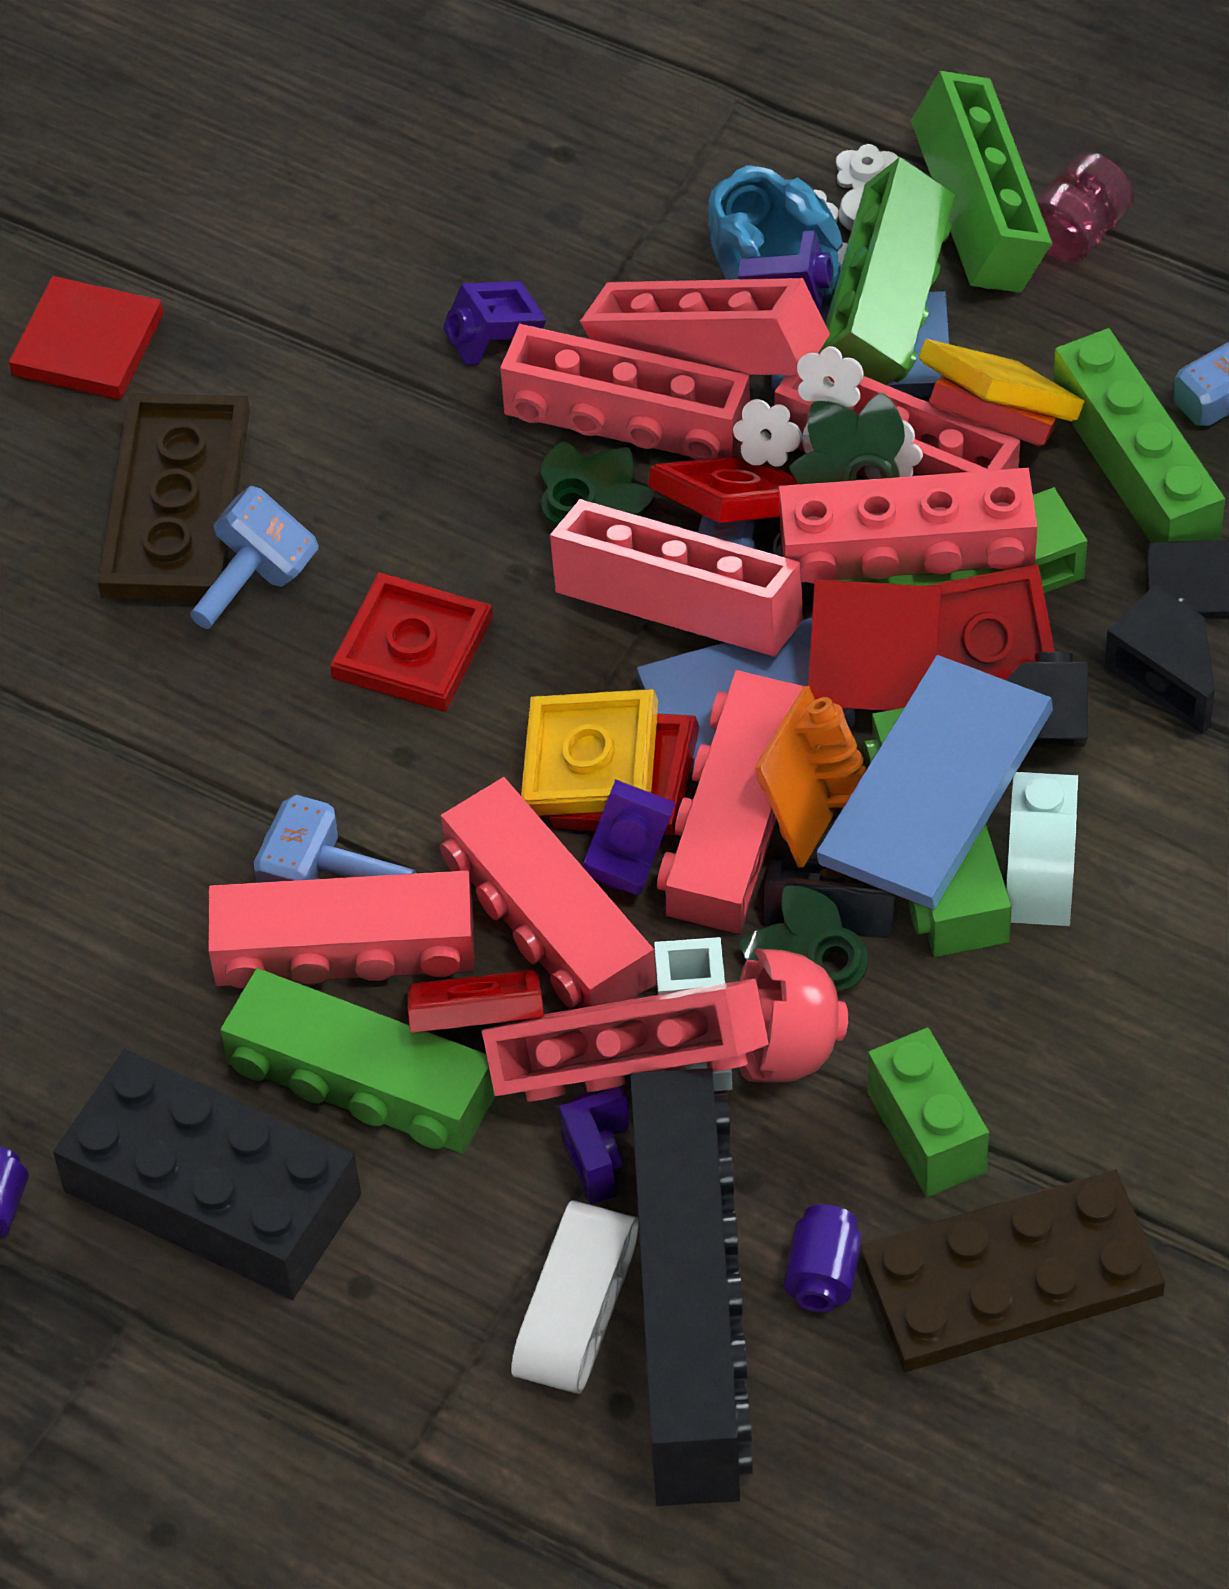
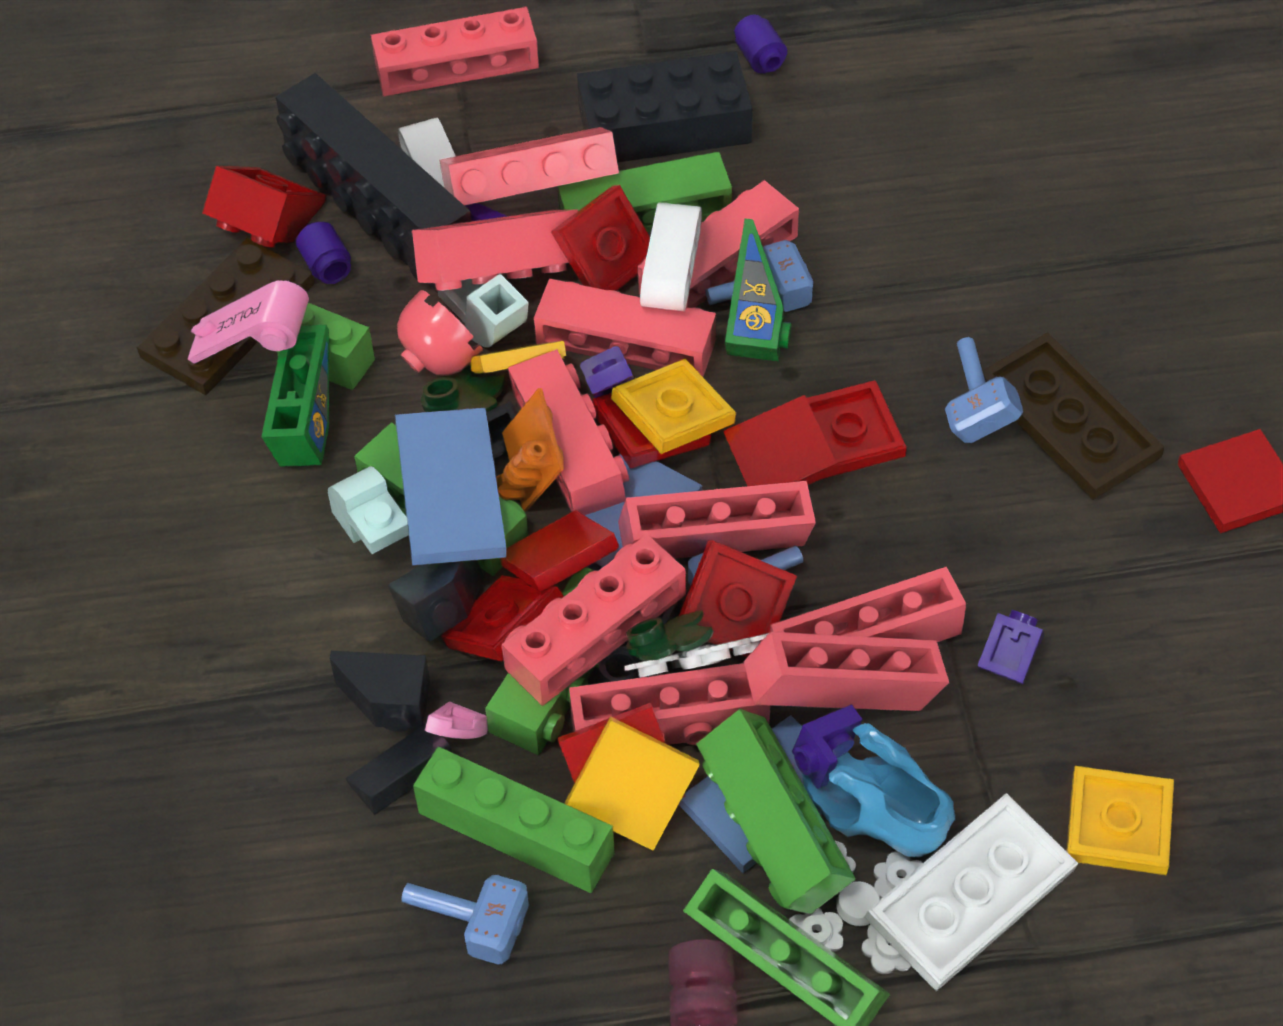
camera: 140 degrees right, 0 degrees up
(382, 805) = (756, 310): none -> slope
(385, 1479) = (455, 51): none -> coral brick
(432, 888) = (671, 256): none -> white beam
(483, 1137) = (530, 166): none -> coral brick
(514, 643) = (782, 446): none -> red tile
(556, 139) = (1120, 820): none -> yellow tile
(596, 479) = (834, 583): dark green plate -> none
(684, 918) = (503, 359): none -> yellow tile
(807, 139) = (970, 891): none -> white tile
(842, 1394) = (260, 204): none -> red slope
(1005, 1095) = (268, 315): none -> bright pink door
(1021, 1021) = (299, 401): none -> green slope
(1118, 583) = (457, 722): none -> bright pink tile

